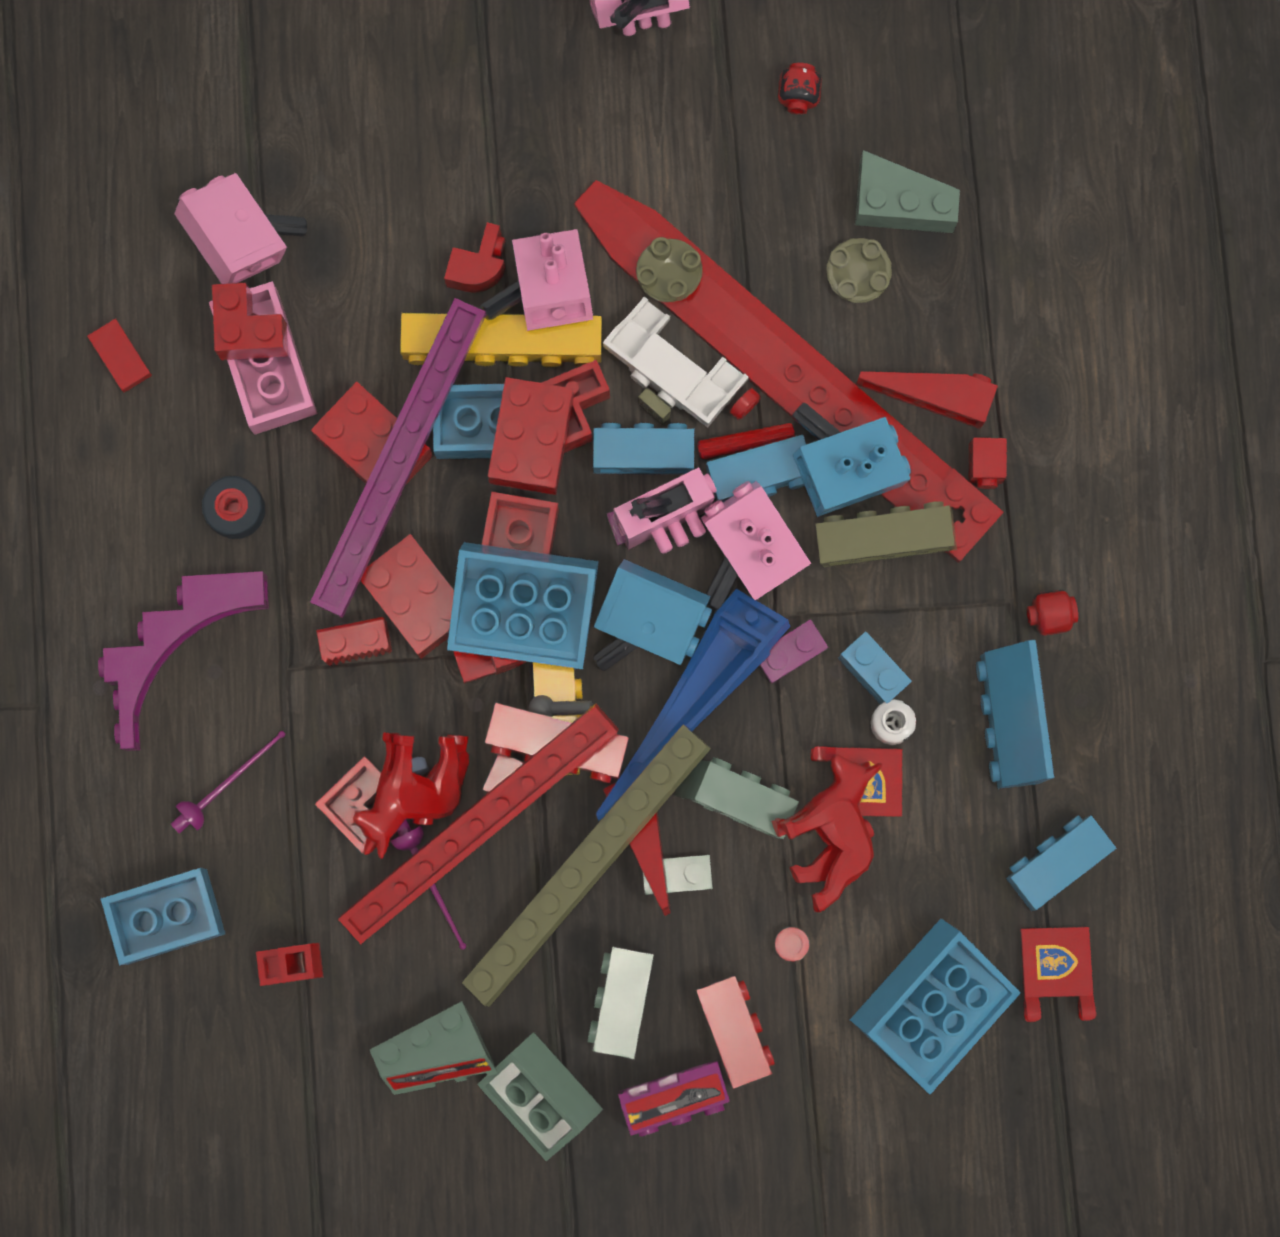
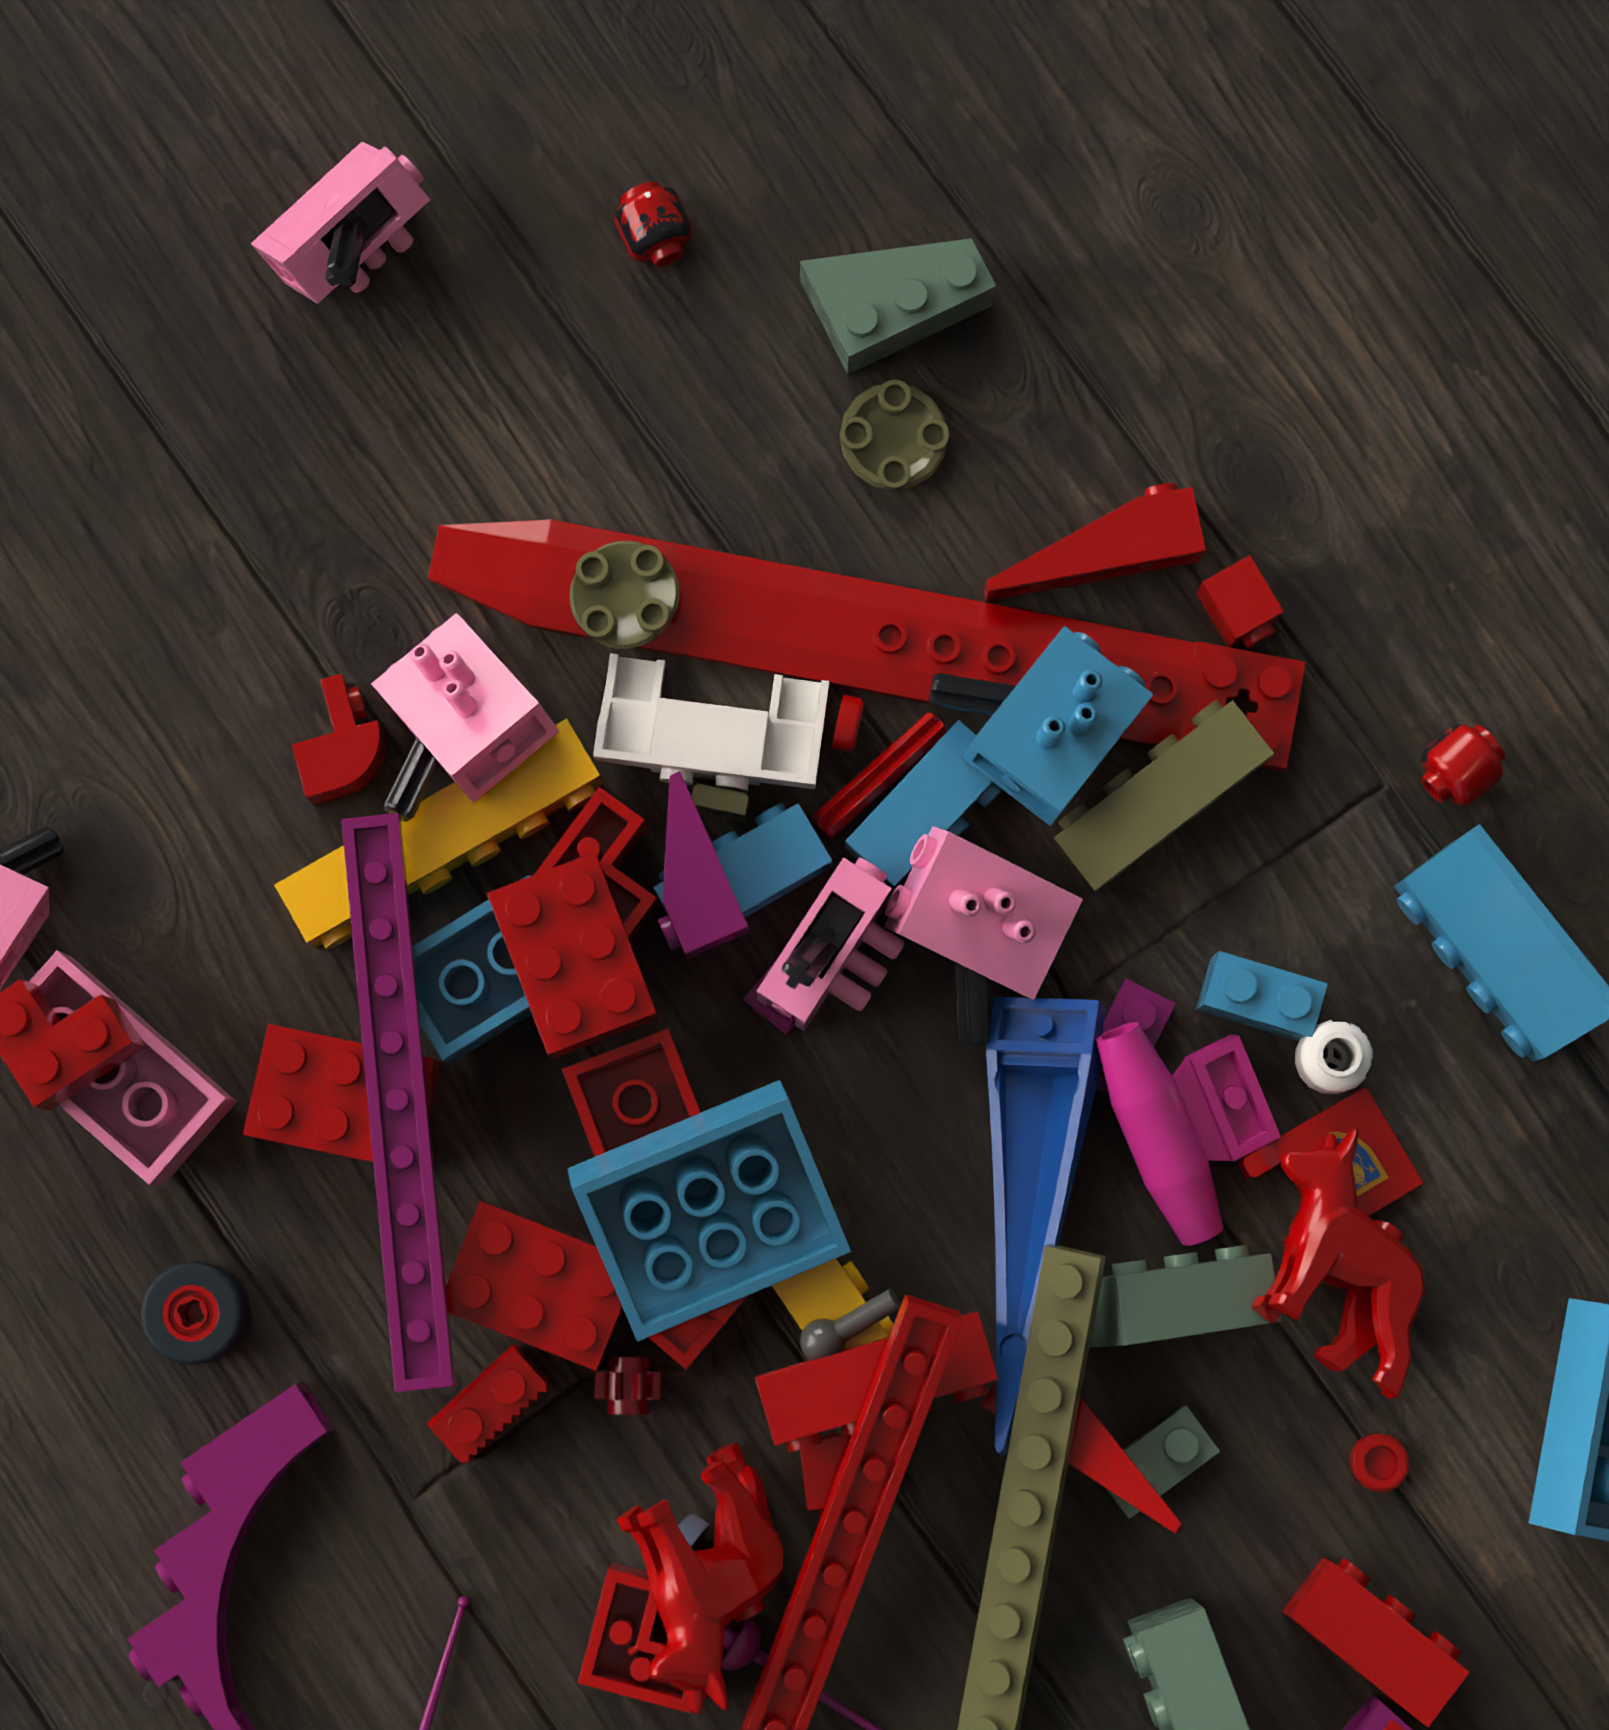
camera: 30 degrees left, 0 degrees up
(430, 673) = (628, 1385): none -> dark red gear
(614, 439) = (695, 886): none -> magenta slope
(649, 614) = (897, 1111): dark azure piece -> none
(796, 708) = (1184, 1120): none -> dark pink plate

